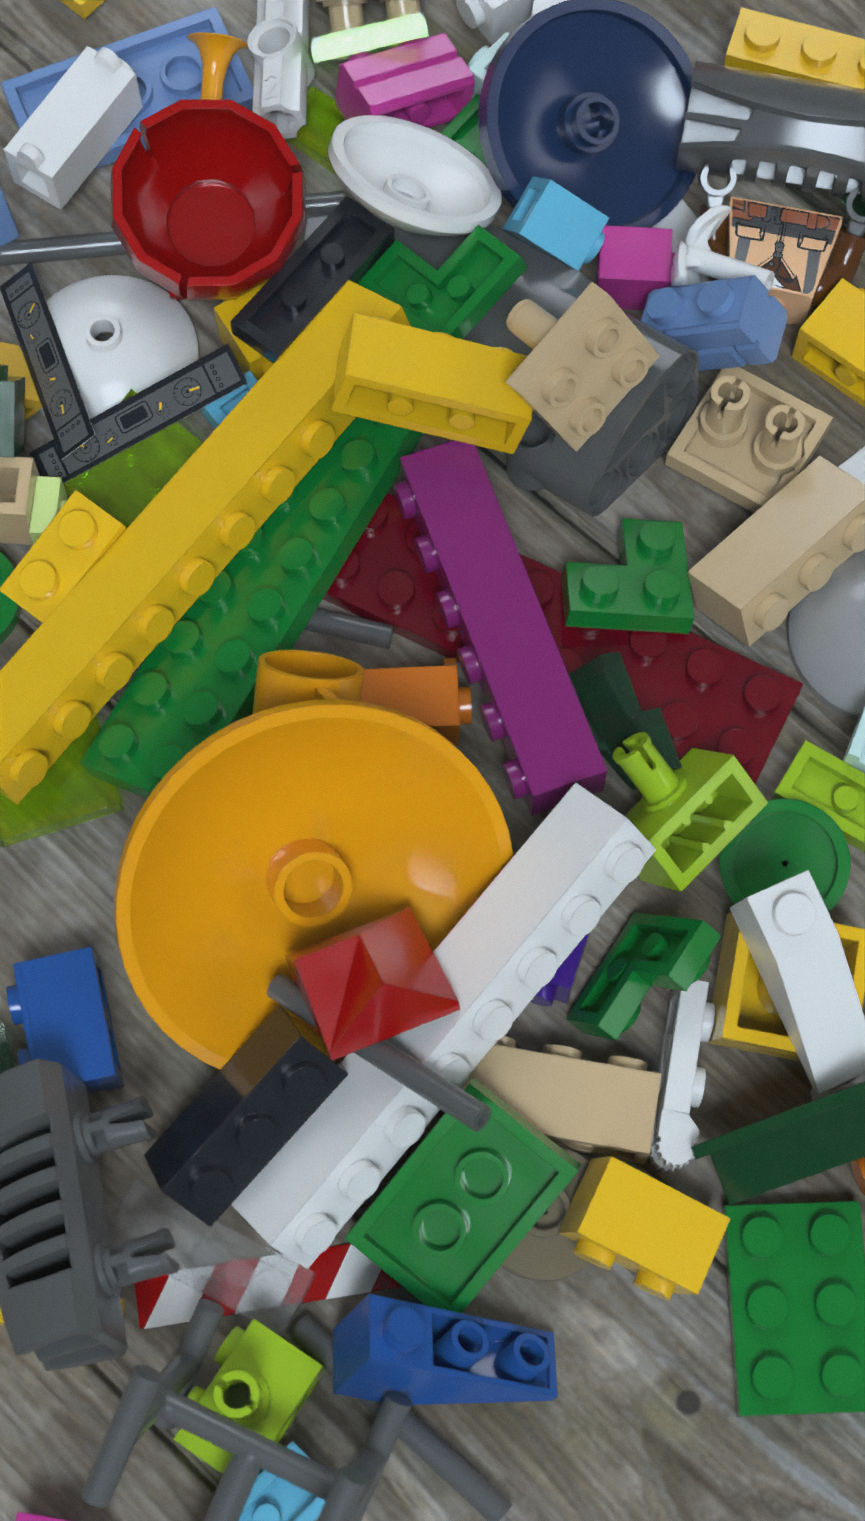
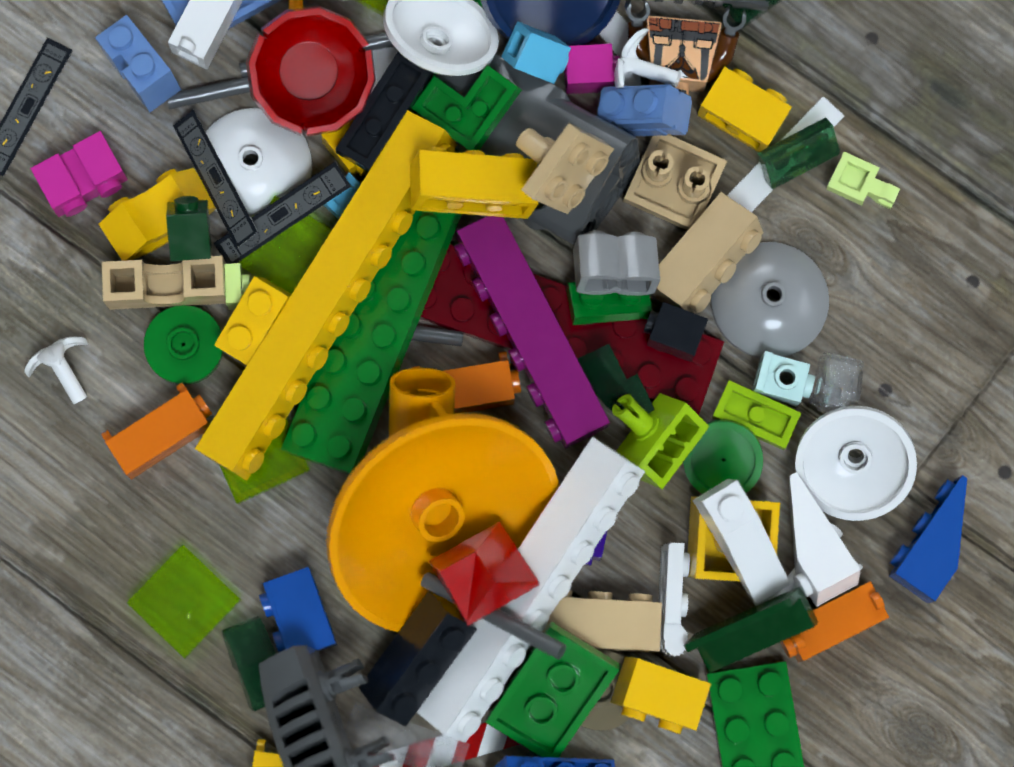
camera: 15 degrees left, 10 degrees up
(644, 536) = (616, 264): none -> light grey brick
(646, 954) = (643, 530): green plate -> none
(727, 650) = (675, 331): none -> black brick

